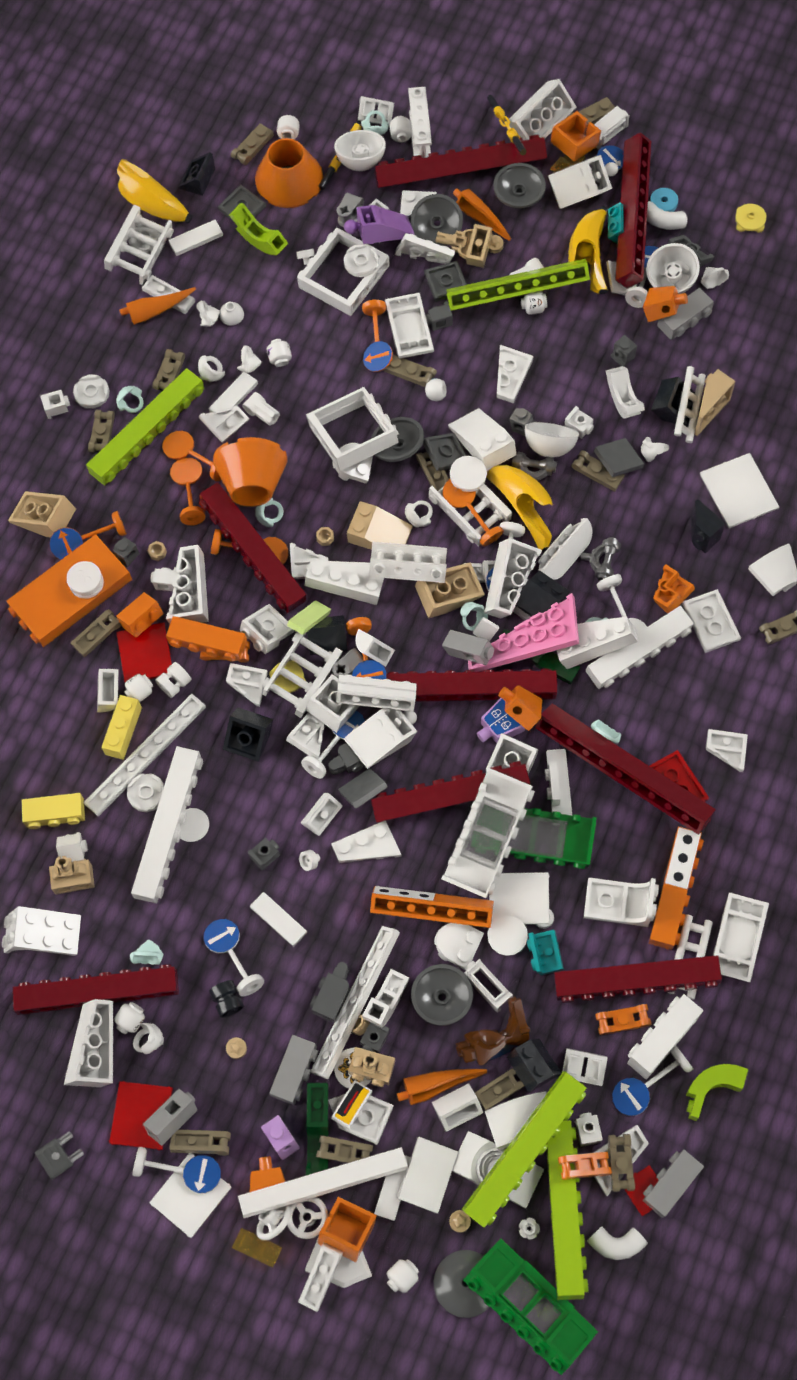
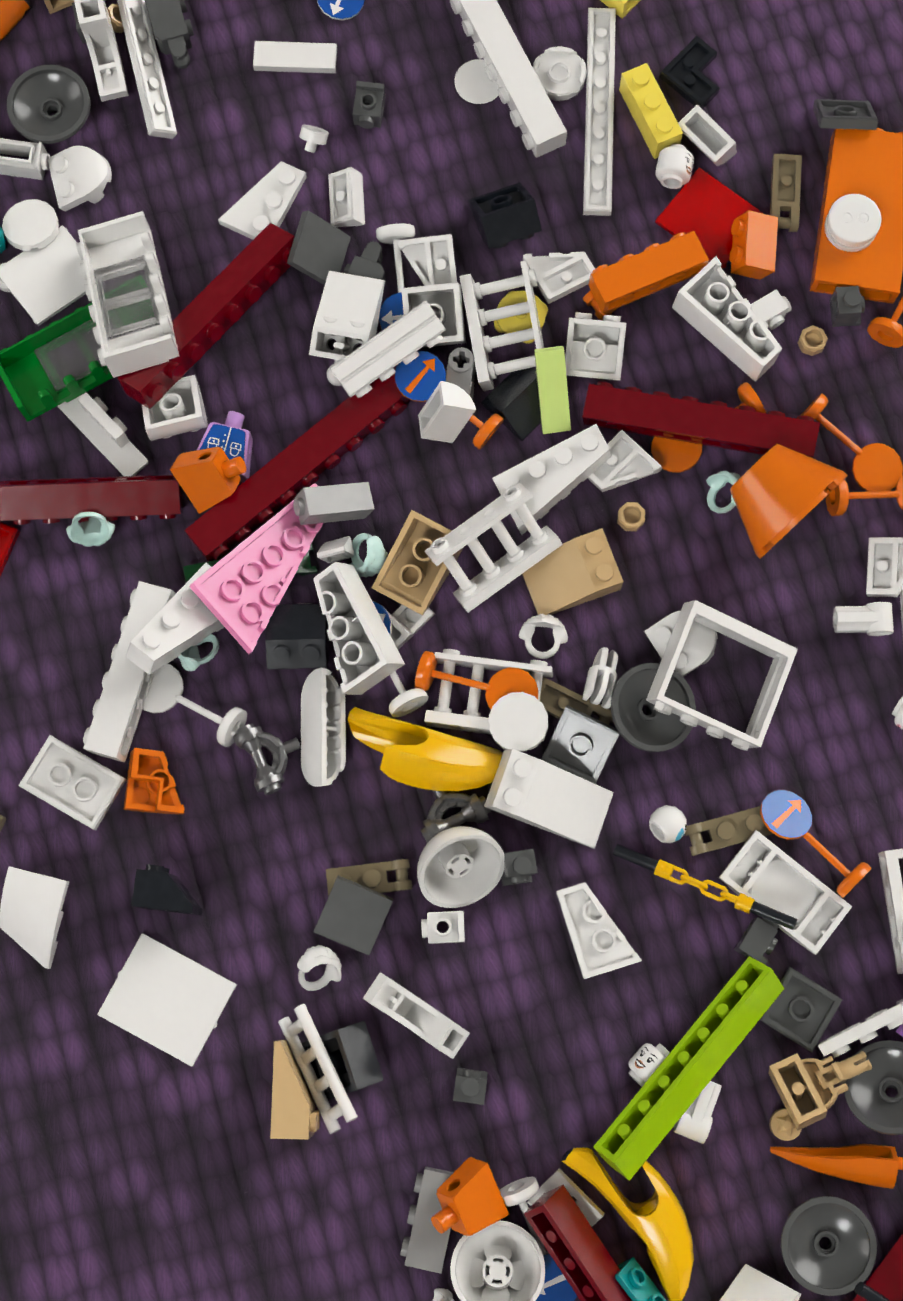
camera: 140 degrees right, 10 degrees up
(29, 643) = (845, 114): none -> dark grey tile
(82, 739) = (685, 73): none -> black tile
(178, 675) = (644, 203): white wheel -> none
(408, 471) = (601, 678): none -> white arm
(432, 906) = (135, 182): orange brick -> none
(455, 373) = (742, 902): none -> piece

